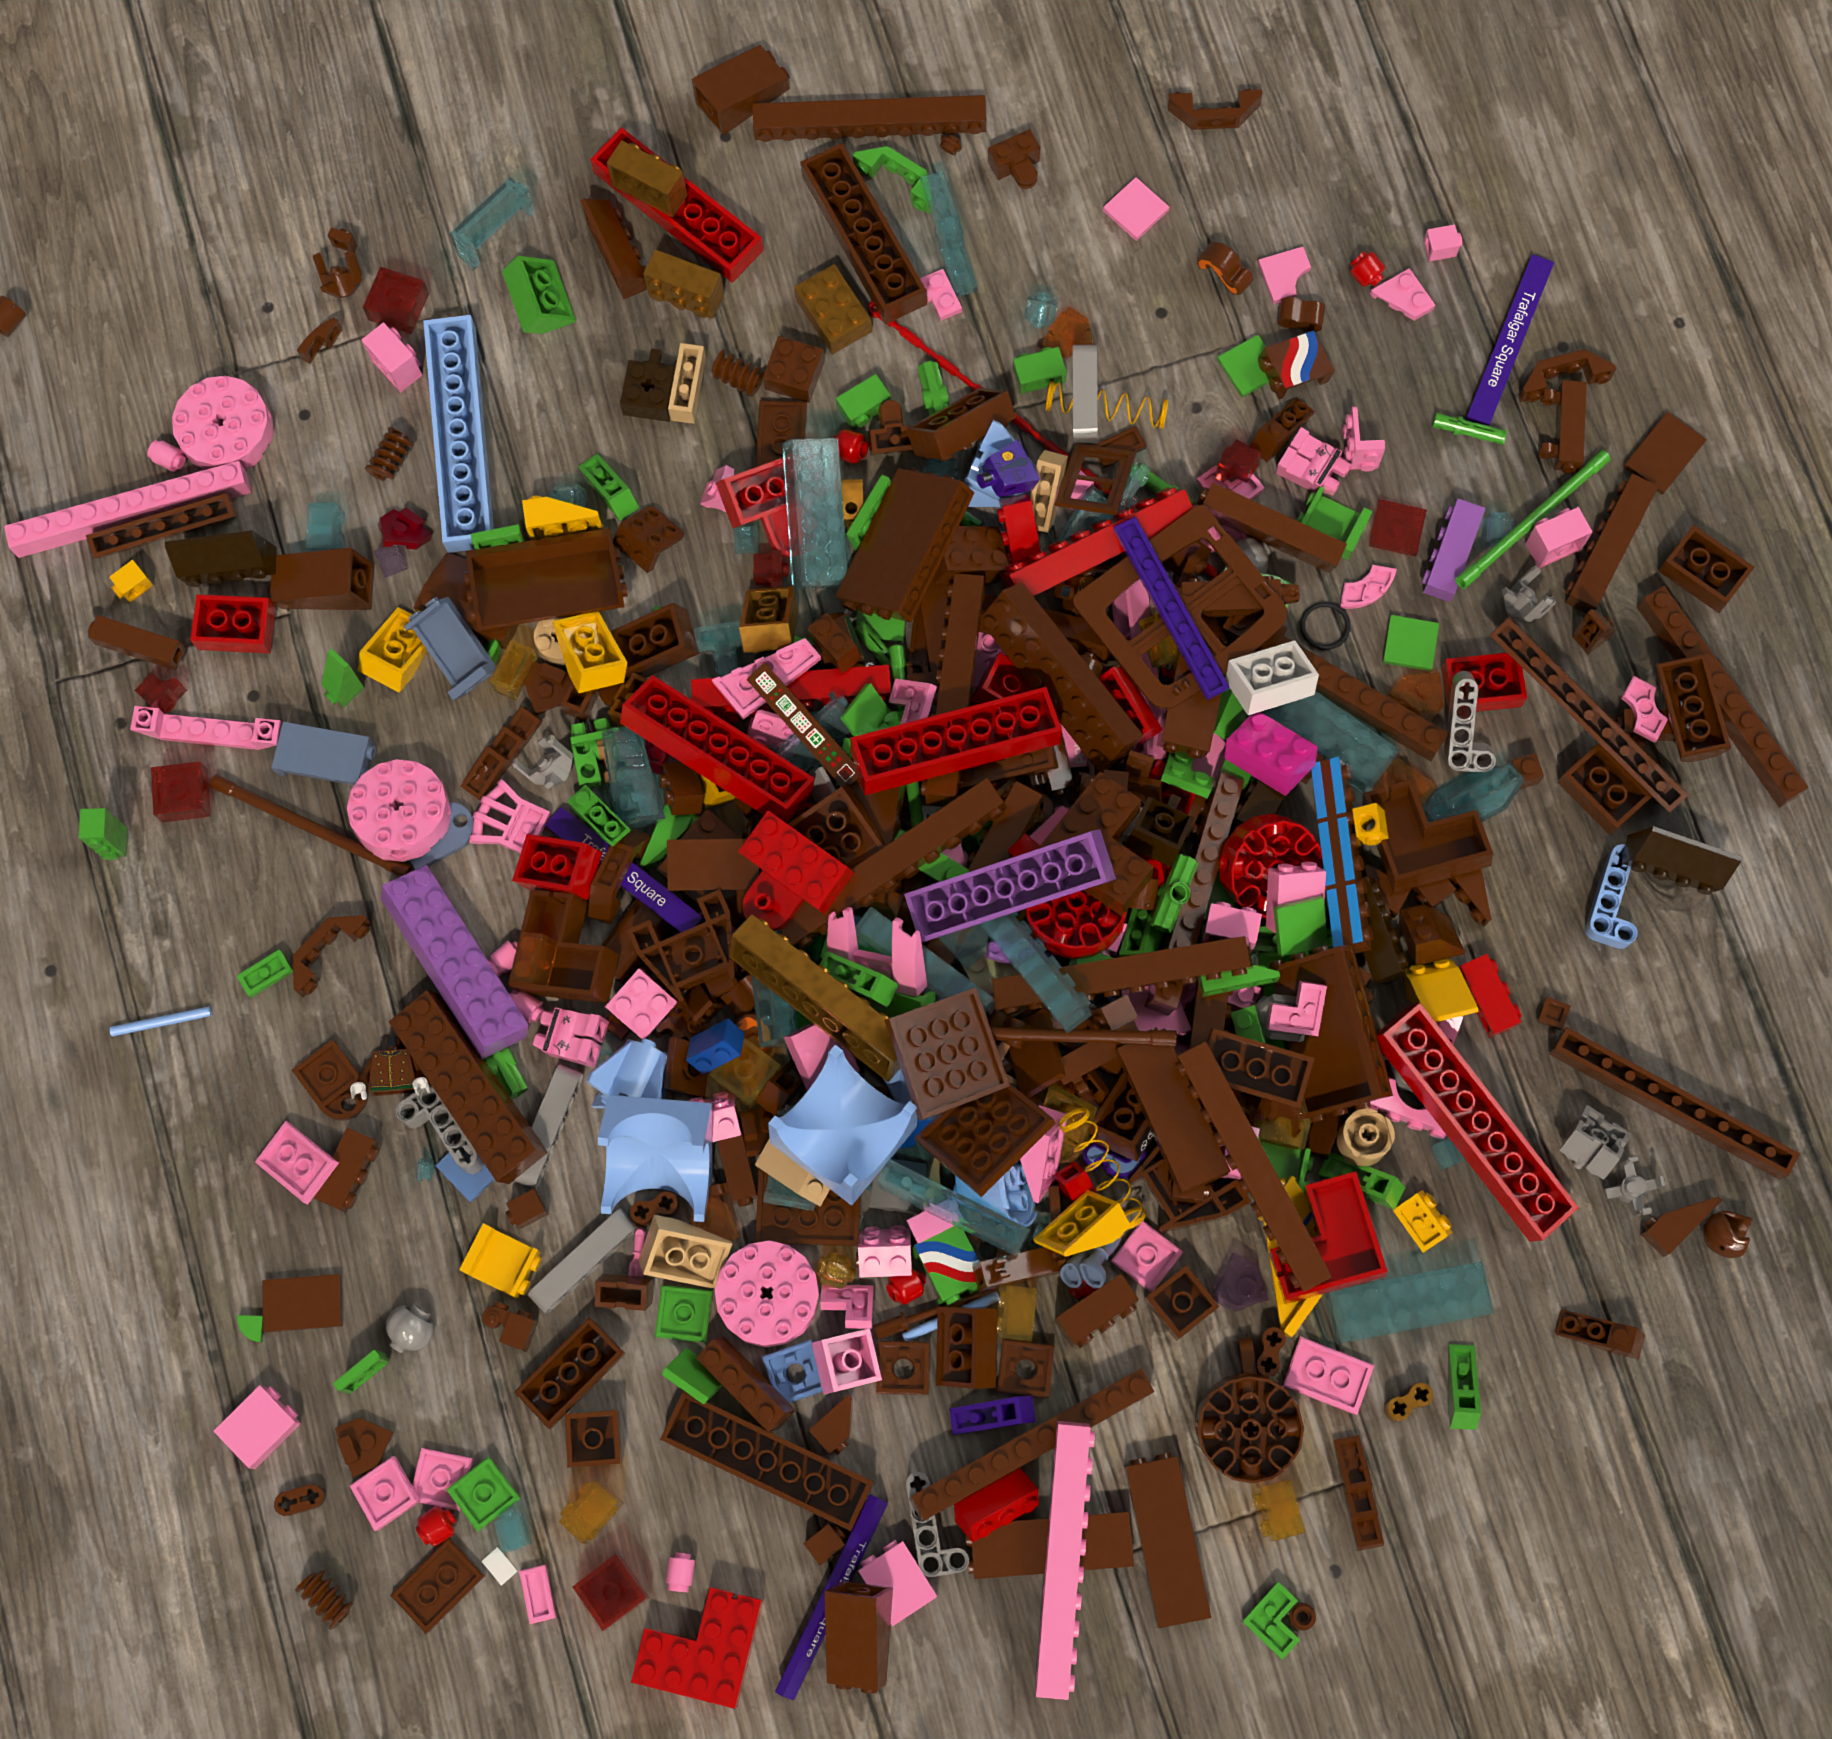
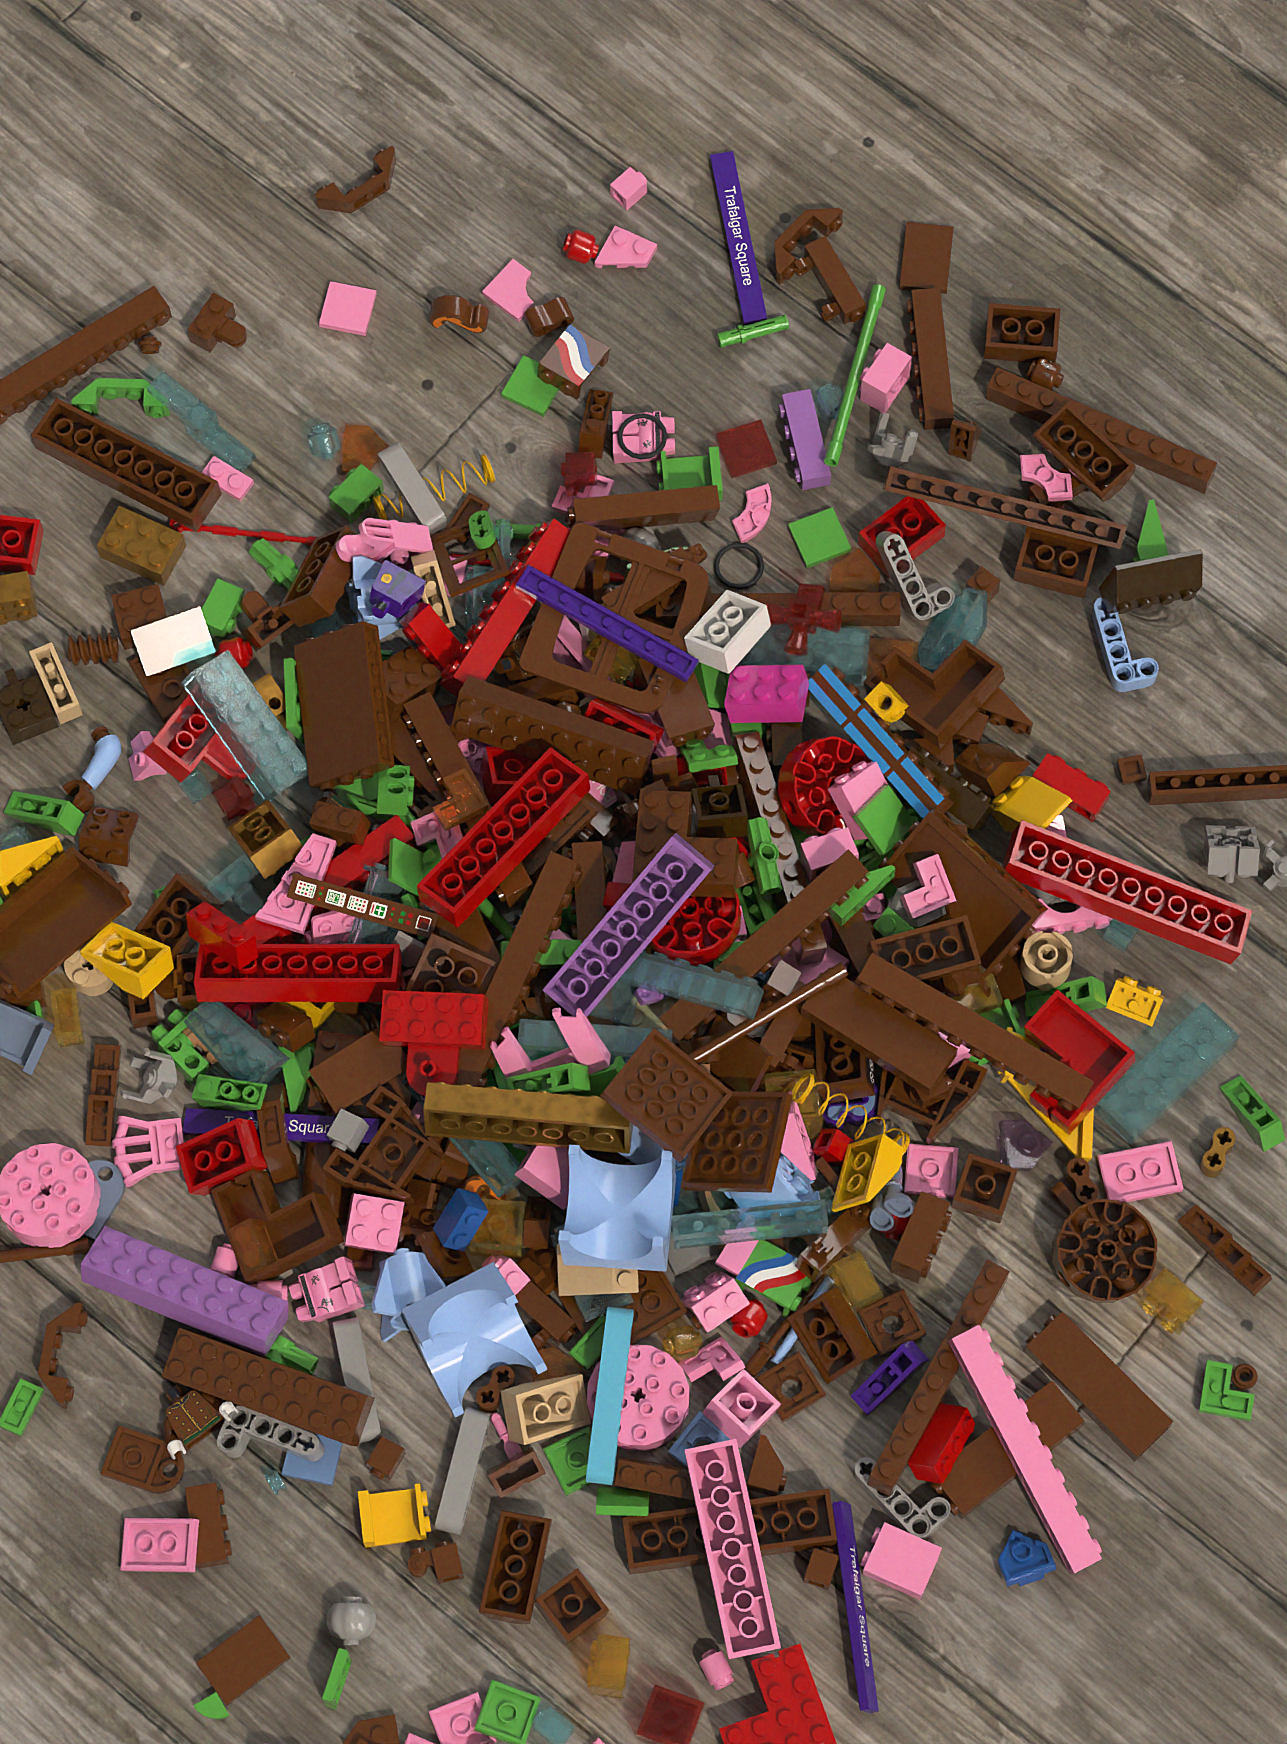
camera: 35 degrees left, 5 degrees down
(546, 686) = (106, 1014): reddish brown plate -> none
(668, 911) = (347, 1131): none -> light grey brick
(672, 679) = (222, 935): none -> red brick
(686, 470) = (106, 754): none -> piece
(739, 1280) = (609, 1395): none -> medium azure beam
(752, 1483) = (732, 1549): none -> bright pink brick
(762, 1223) = (589, 1347): none -> bright green tile
(804, 404) = (172, 640): none -> tile
(857, 1635) = (899, 1620): reddish brown slope -> none
(899, 643) = (395, 790): none -> bright green brick
(944, 692) = (465, 801): none -> clear orange plate
(1003, 1652) = (1024, 1560): none -> blue plate
(1031, 425) = (386, 541): none -> bright pink brick
(1121, 463) = (478, 530): none -> bright green beam
(1312, 443) = (643, 456): none -> black piece
(1348, 704) = (804, 617): none -> clear red brick
(1361, 454) = (677, 404): bright pink bracket -> none
(1703, 822) = (1151, 539): none -> bright green slope
(1704, 617) = (1045, 373): none -> reddish brown head

